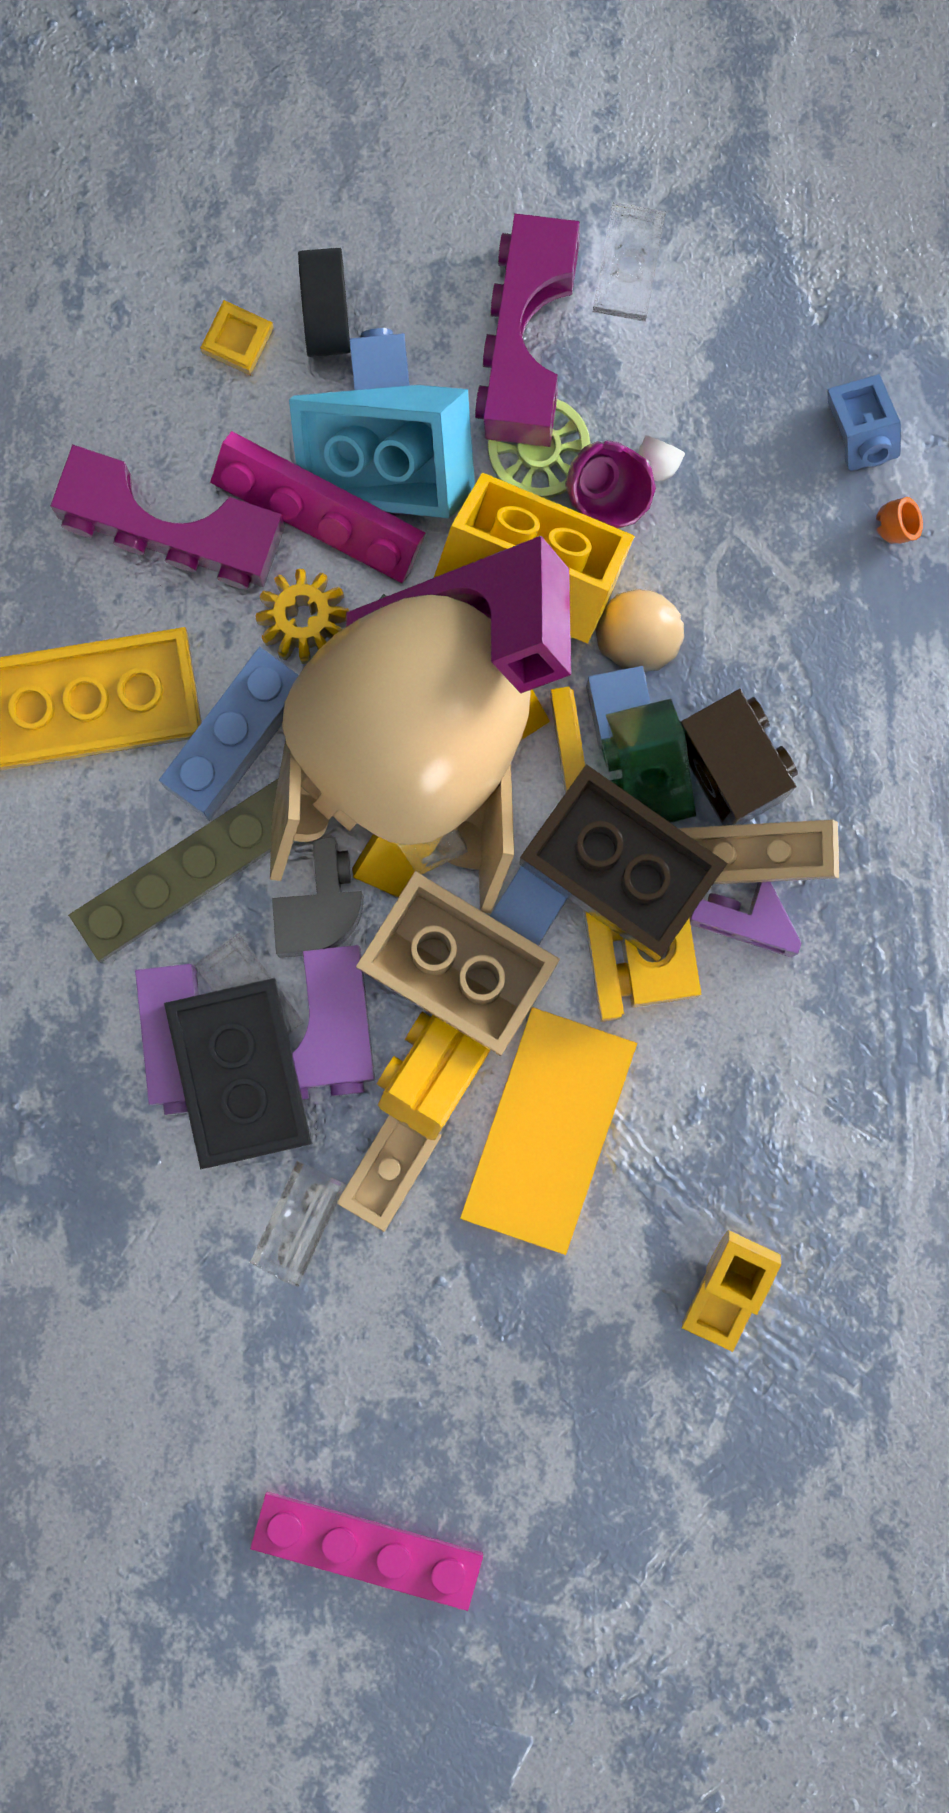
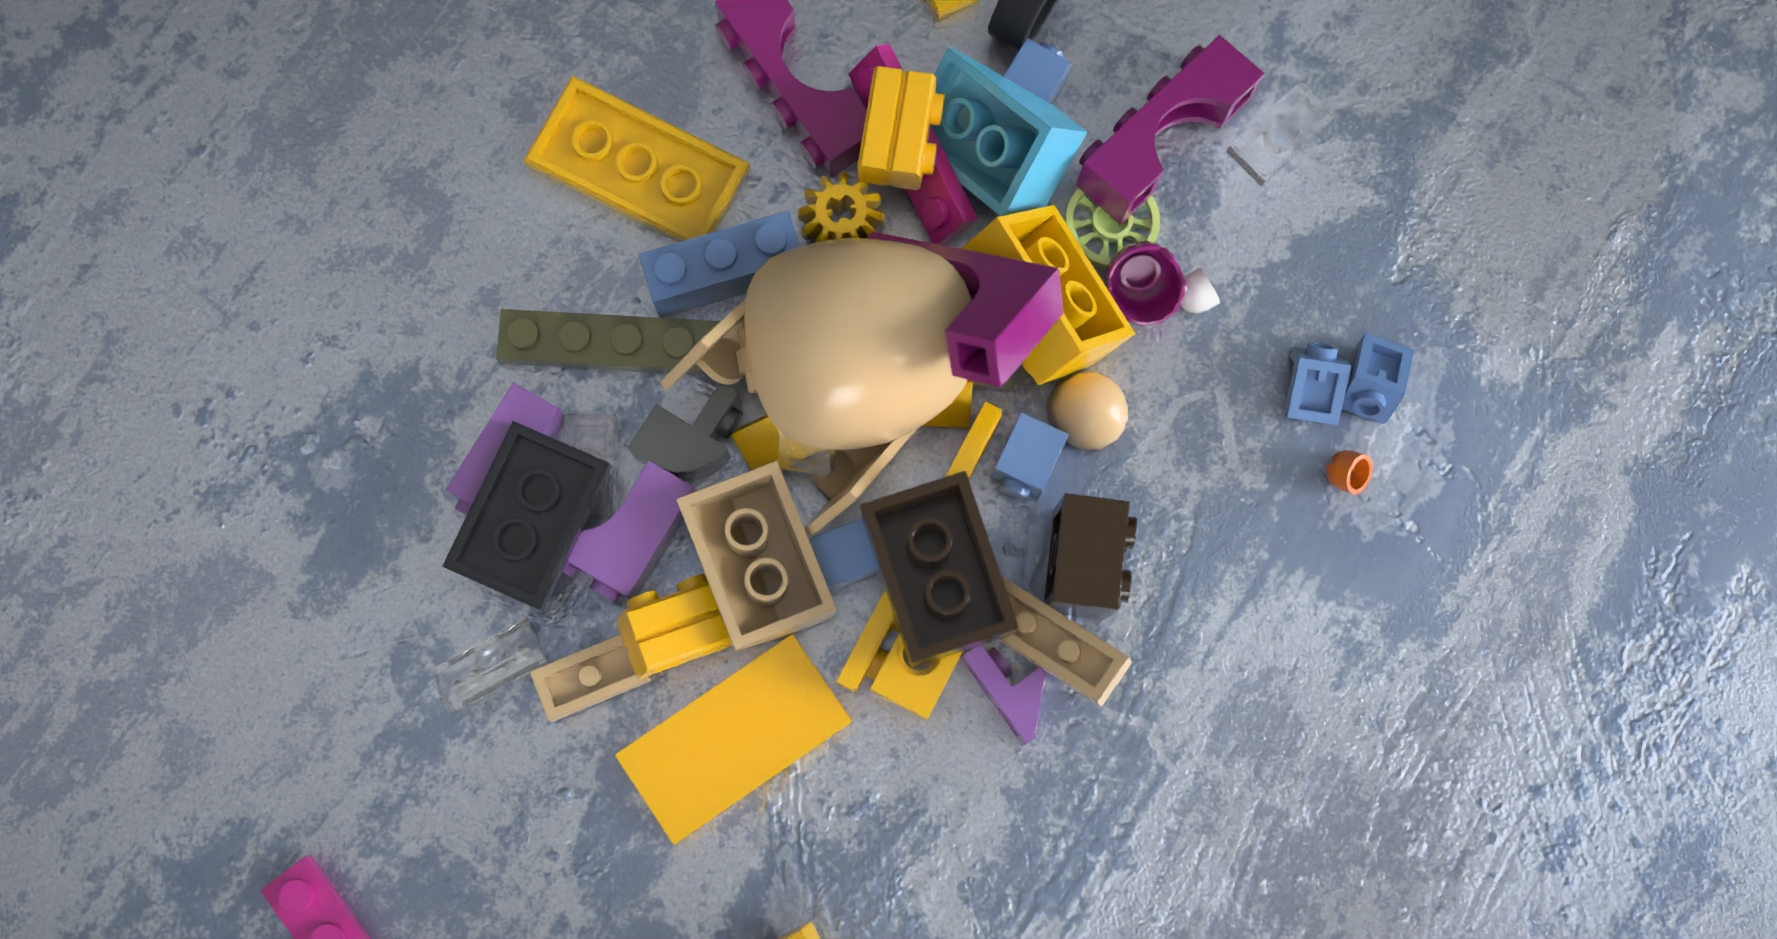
camera: 35 degrees right, 5 degrees down
(302, 504) = (898, 128): none -> yellow brick
(651, 758) = (1021, 509): clear green brick -> none
(818, 464) = (1317, 383): none -> medium blue bracket

